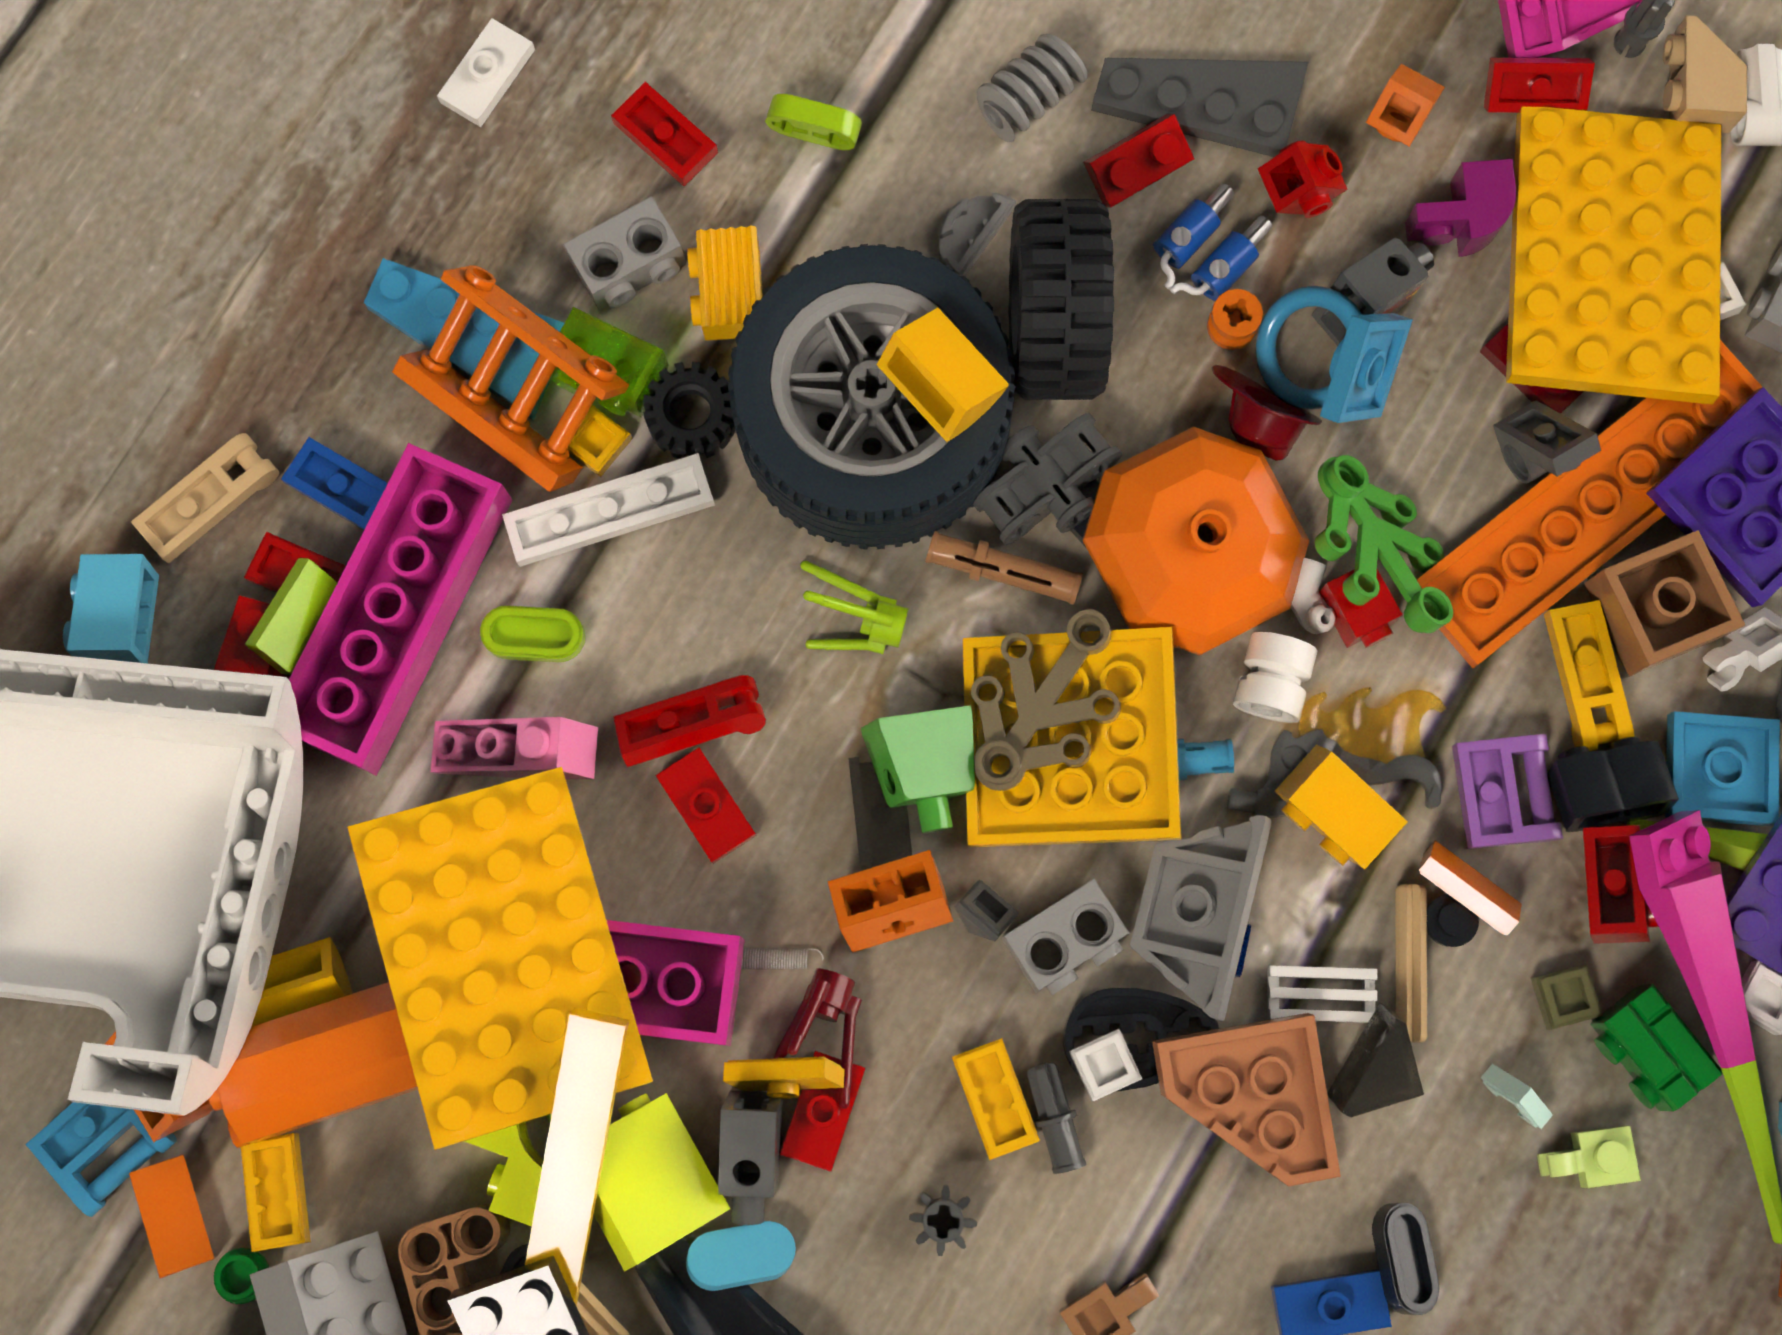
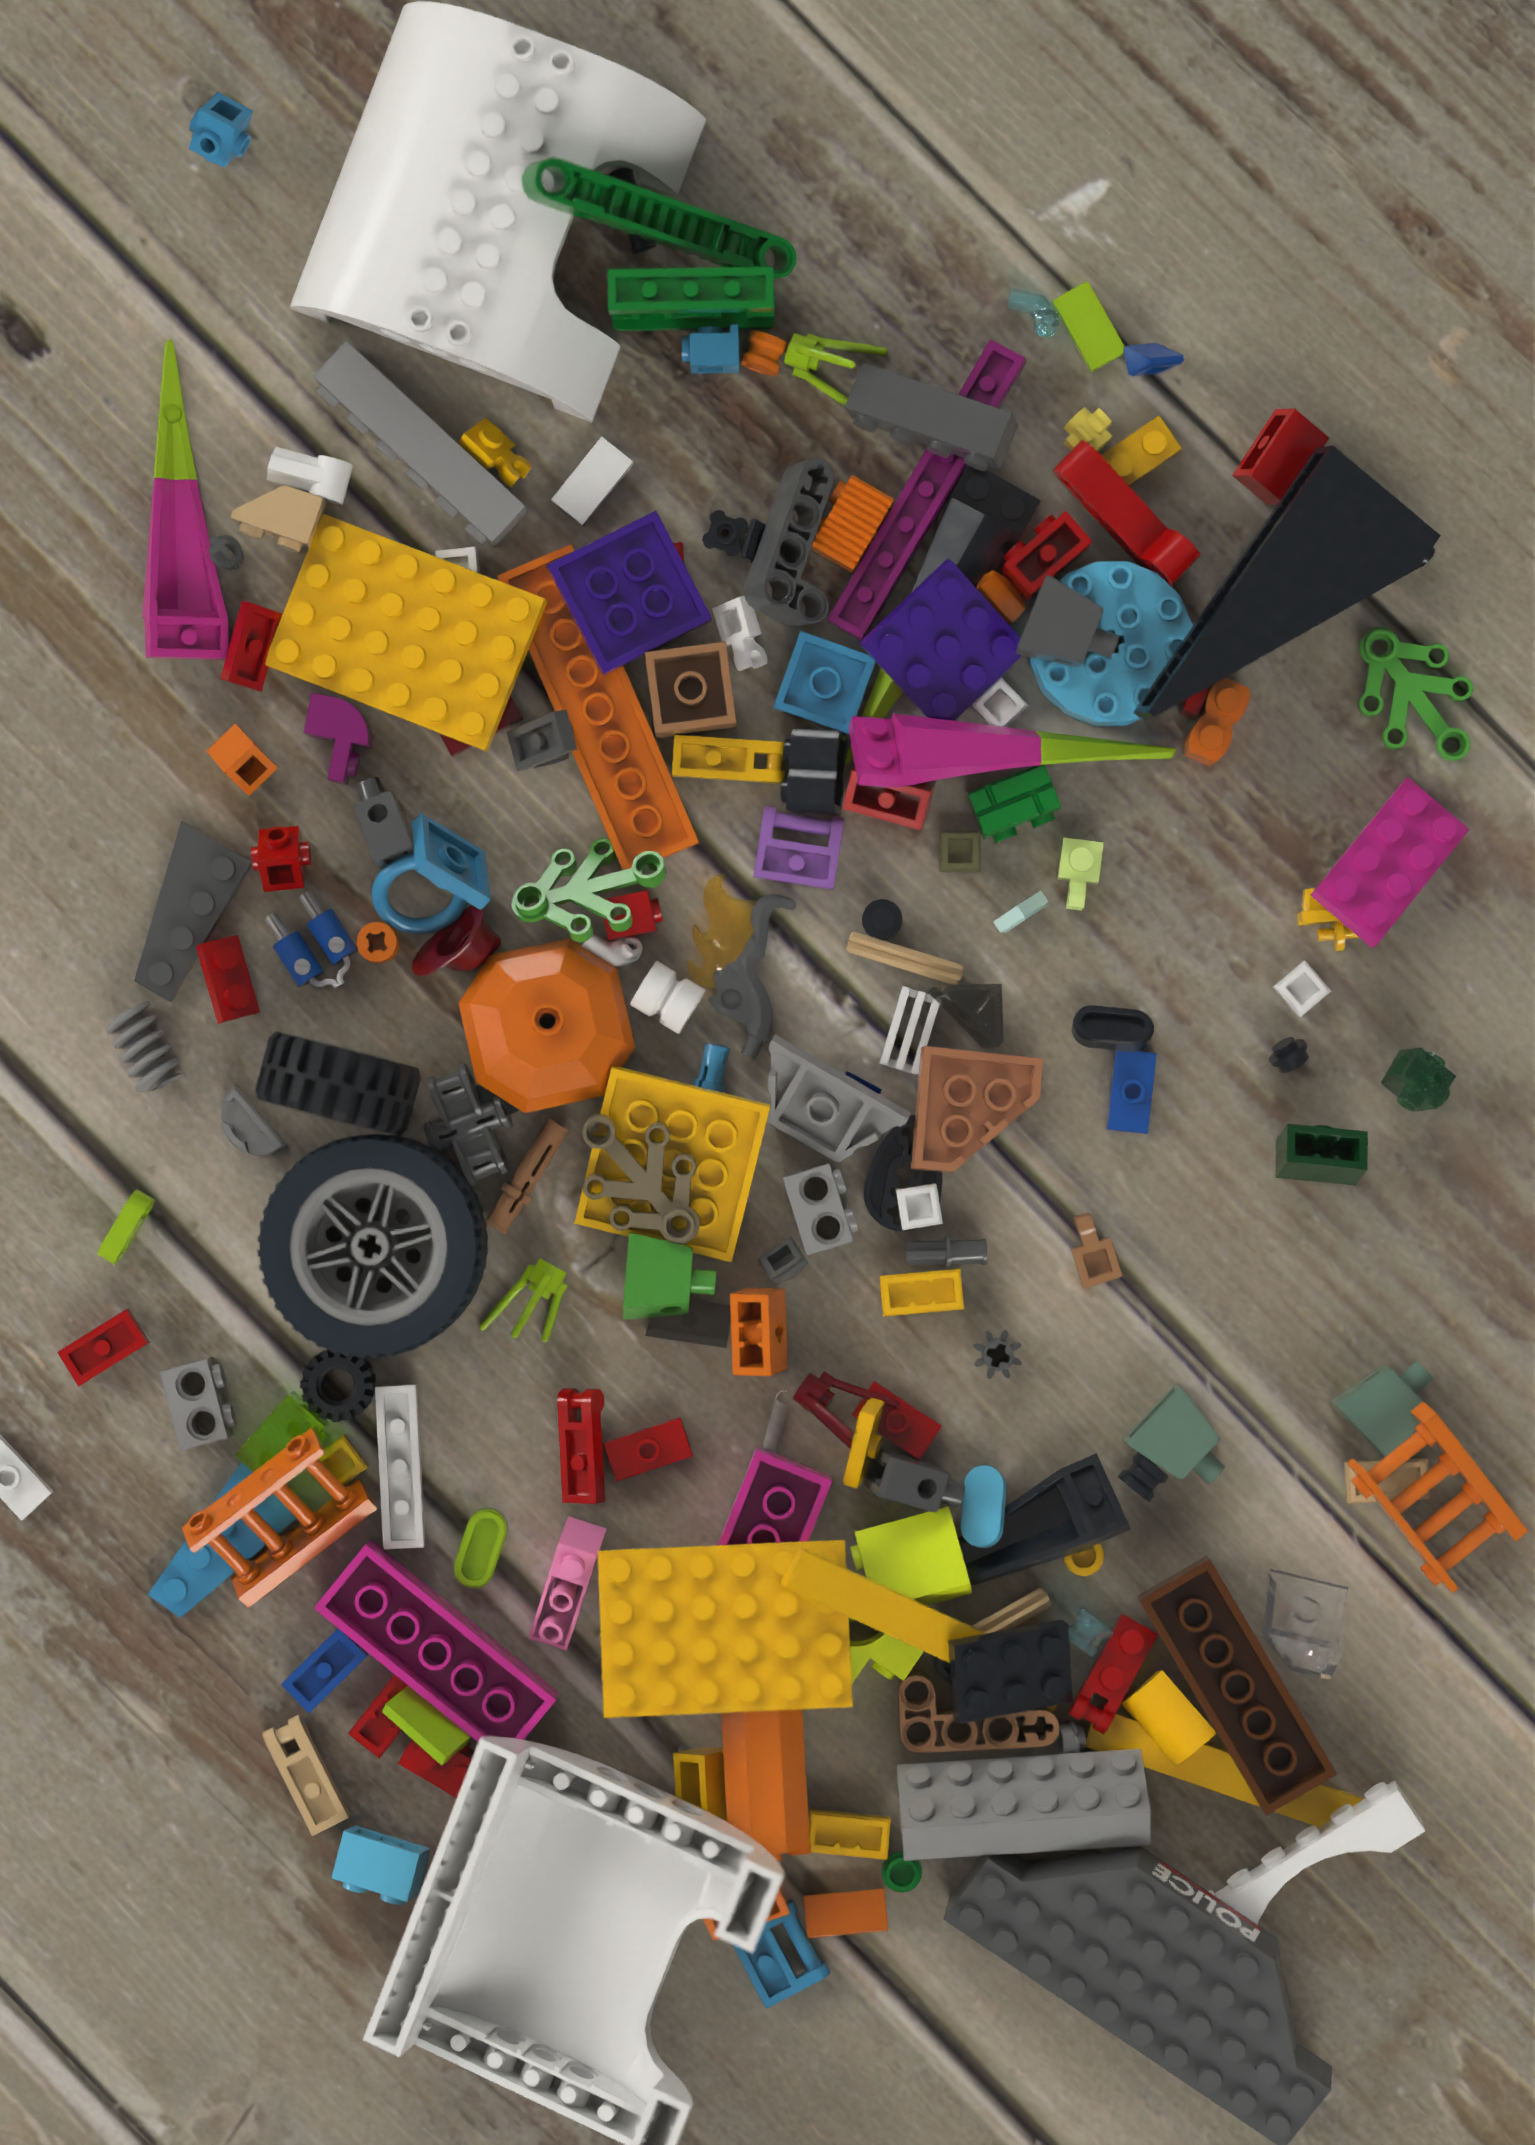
camera: 75 degrees left, 10 degrees up
(728, 279) = (243, 1329): yellow brick -> none
(941, 373) = (383, 1195): yellow brick -> none
(1340, 807) = (778, 980): yellow brick -> none
(1470, 888) = (862, 899): tile -> none

